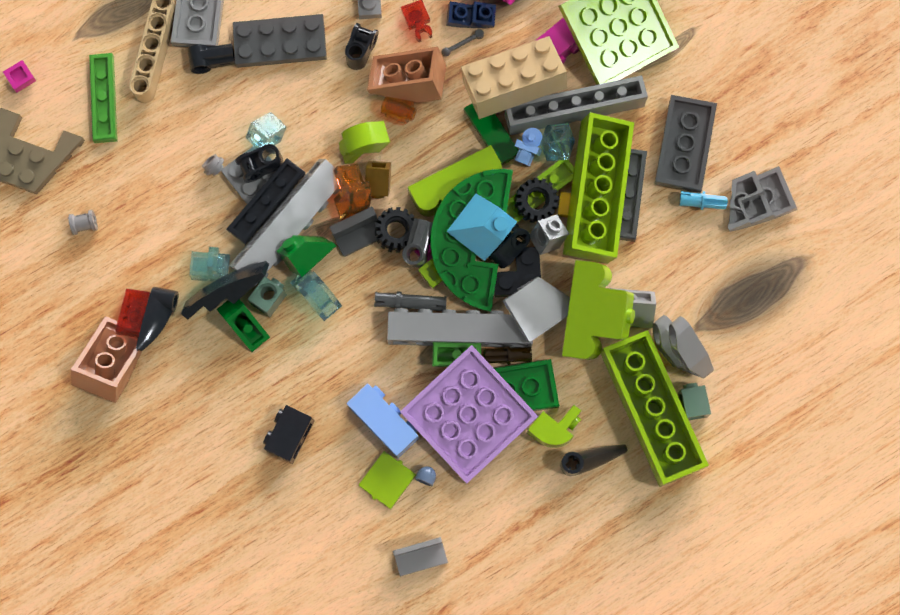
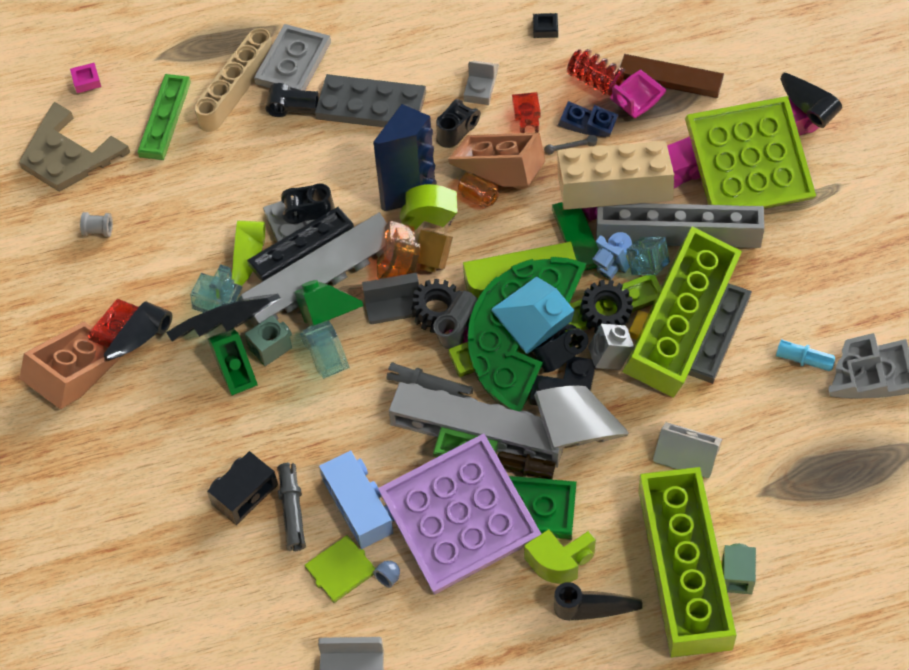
camera: 15 degrees right, 20 degrees down
(213, 165) = (256, 200): light grey plate -> none
(221, 215) = (248, 243): none -> lime piece
(265, 131) = (328, 173): clear light blue brick -> none
(332, 438) = (290, 497): none -> dark grey pin
(334, 105) = (404, 156): none -> dark blue slope
(595, 311) = (641, 435): lime brick -> none
(681, 346) = (738, 498): light grey connector -> none
(685, 143) = (799, 293): dark grey plate -> none

